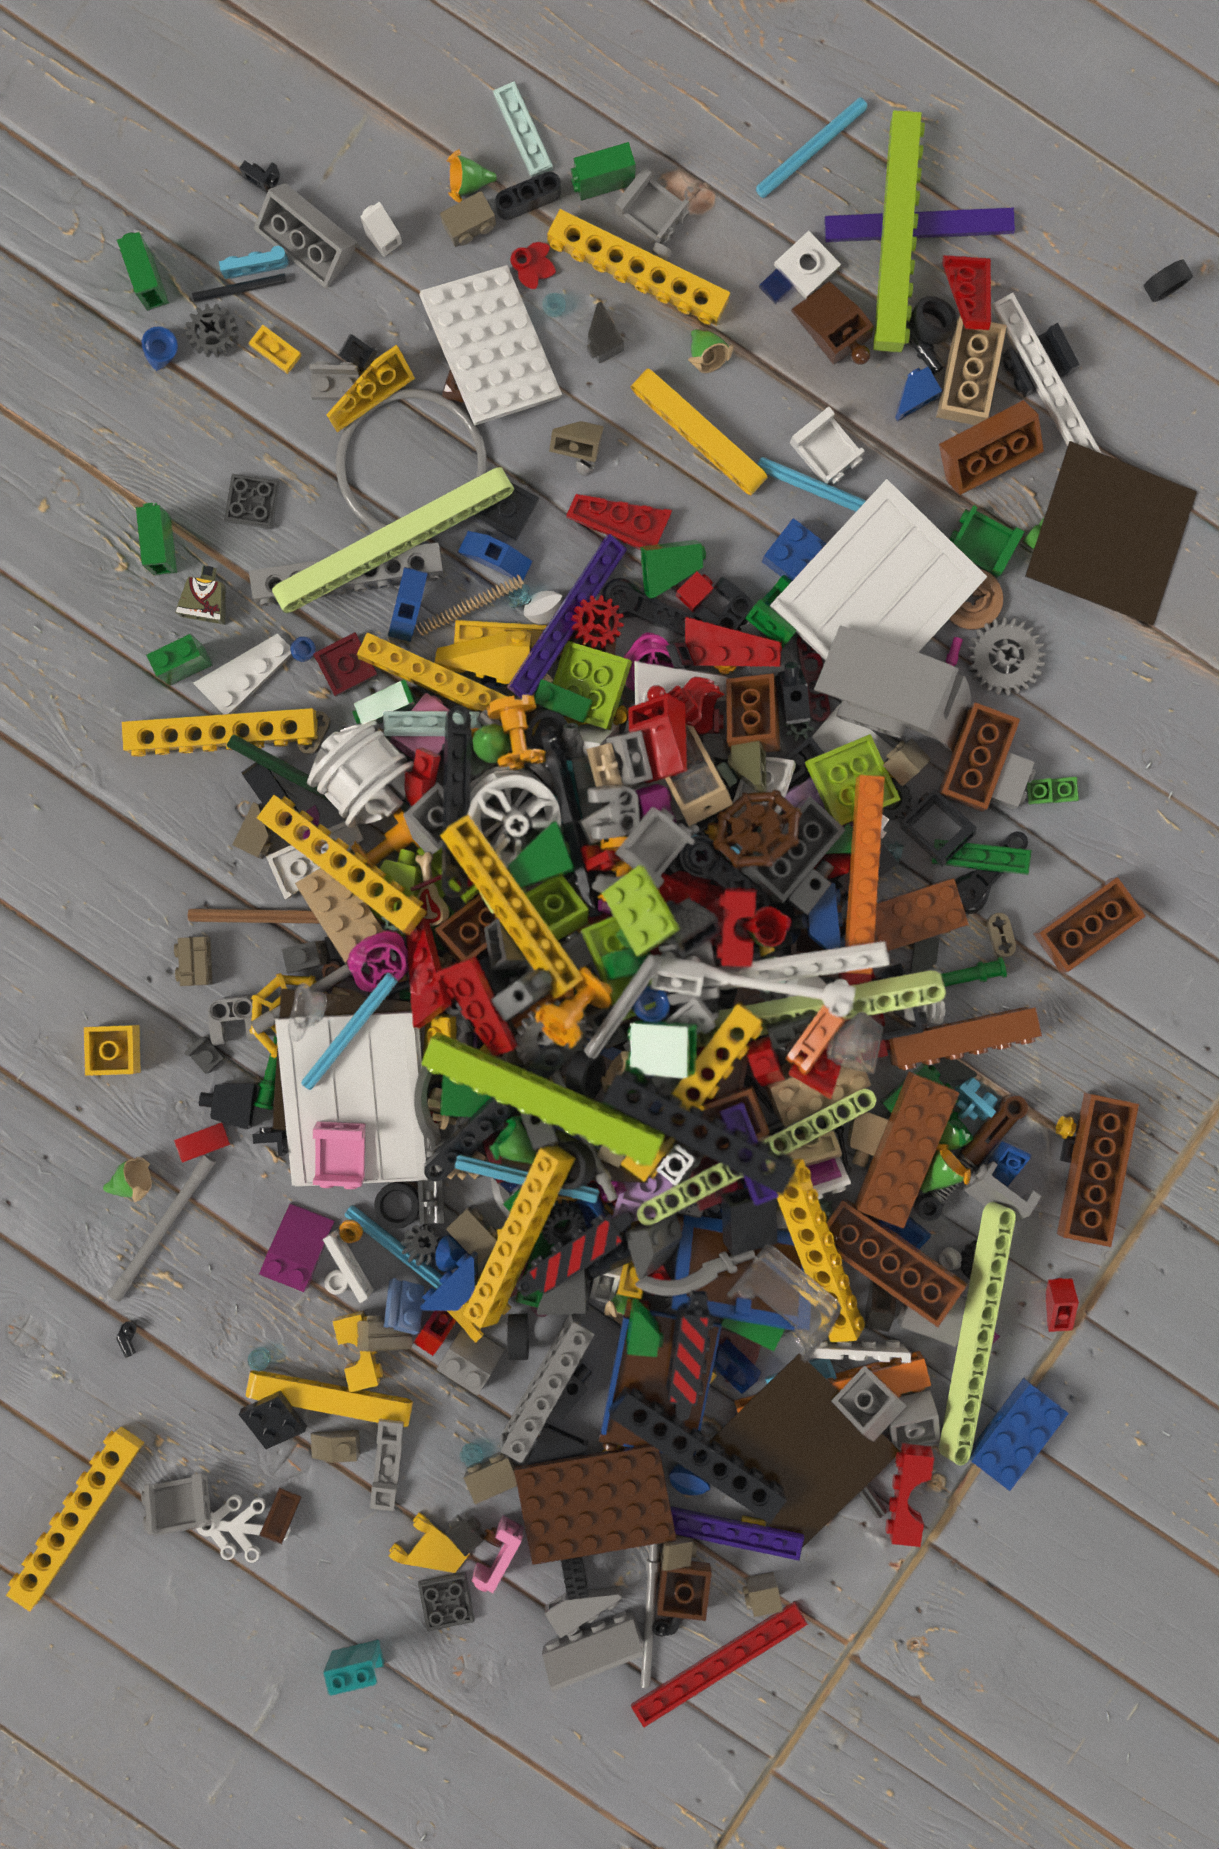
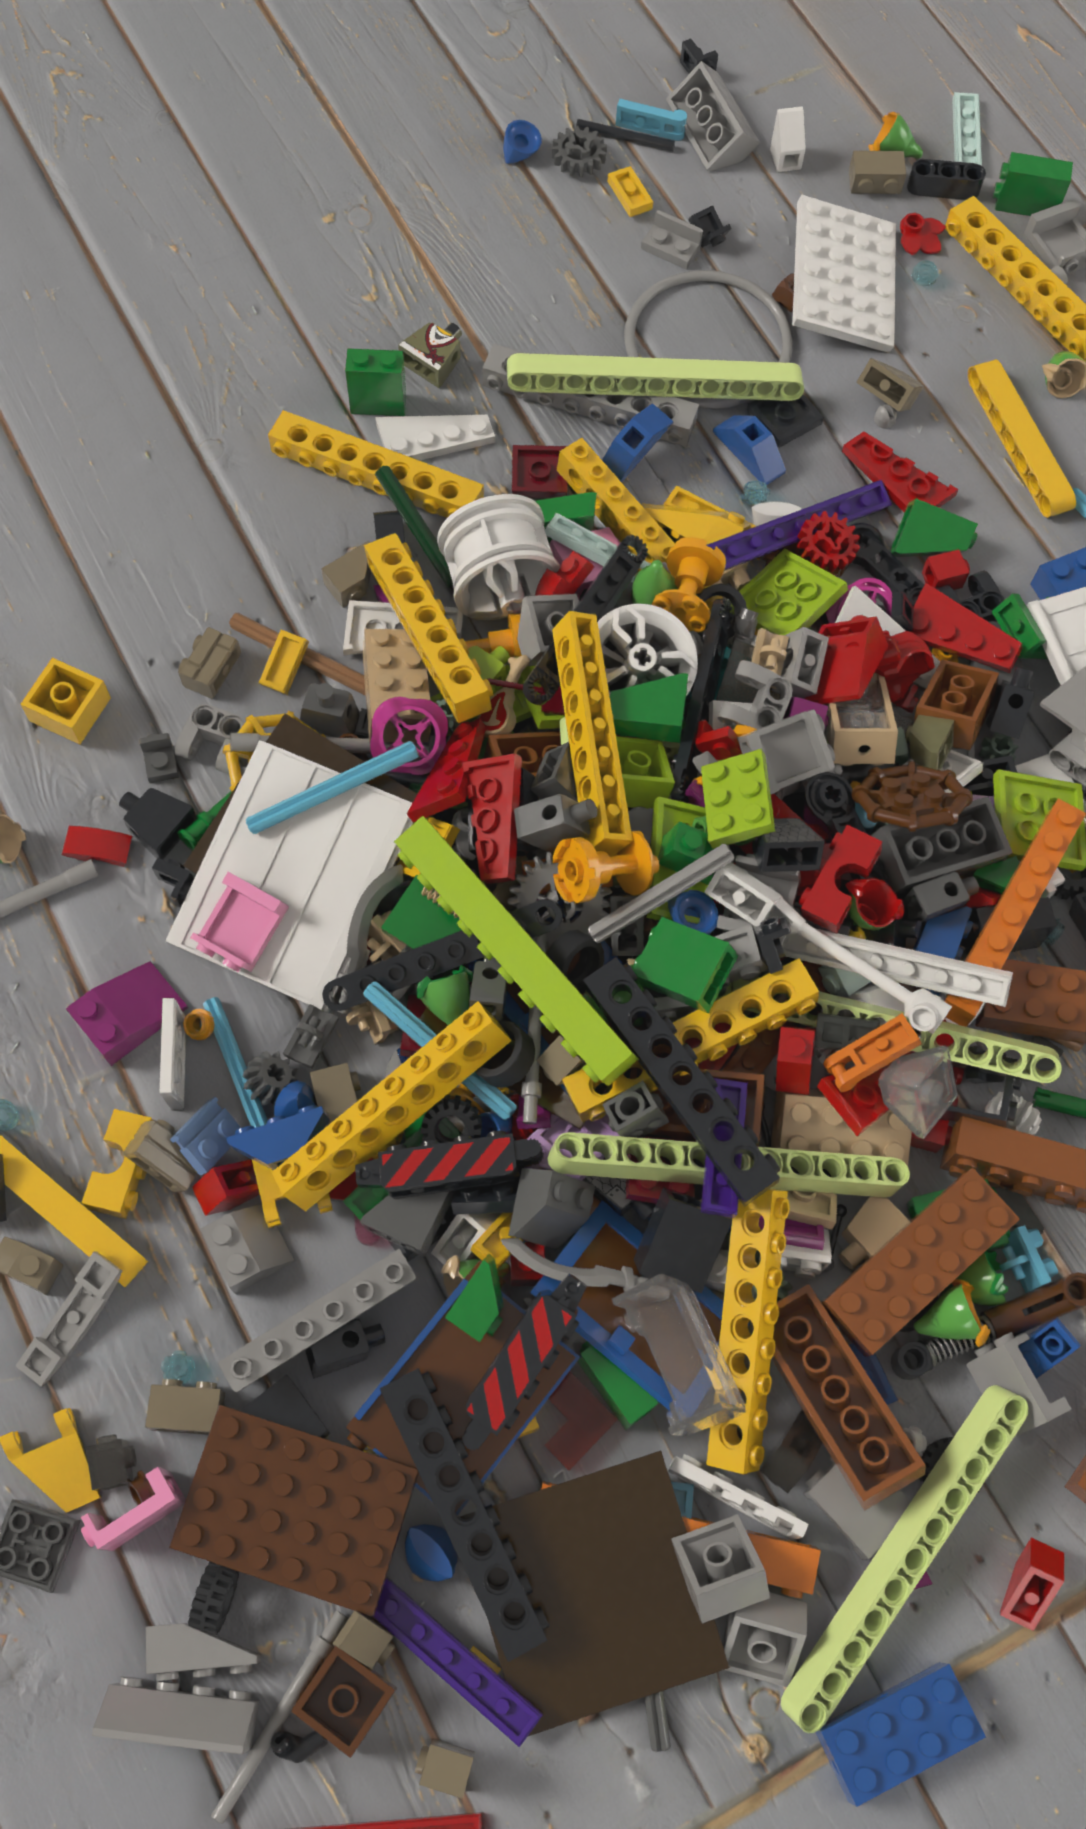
camera: 25 degrees right, 20 degrees down
(142, 270) = (543, 76): green brick -> none
(156, 539) = (419, 279): green brick -> none
(247, 932) = (284, 662): none -> yellow tile
(252, 501) = (531, 299): dark grey tile -> none
(303, 649) = (504, 438): blue tile -> none
(306, 1011) = (304, 740): clear piece -> none
(336, 1282) = (146, 1075): white tile -> none
(376, 383) = (713, 249): yellow wedge -> none
(379, 1208) = (258, 1002): black tyre -> none
(469, 606) = (749, 476): tan piece -> none
(518, 1337) = (320, 1245): black tyre -> none
(562, 700) = (755, 591): green slope -> none
(603, 336) = (962, 317): clear smoke slope -> none
(712, 1003) = (768, 937): none -> black bracket
(735, 1367) = (567, 1431): clear blue slope -> none
(812, 676) = (1037, 713): dark red beam -> none
(914, 1468) = (739, 1697): red arch -> none

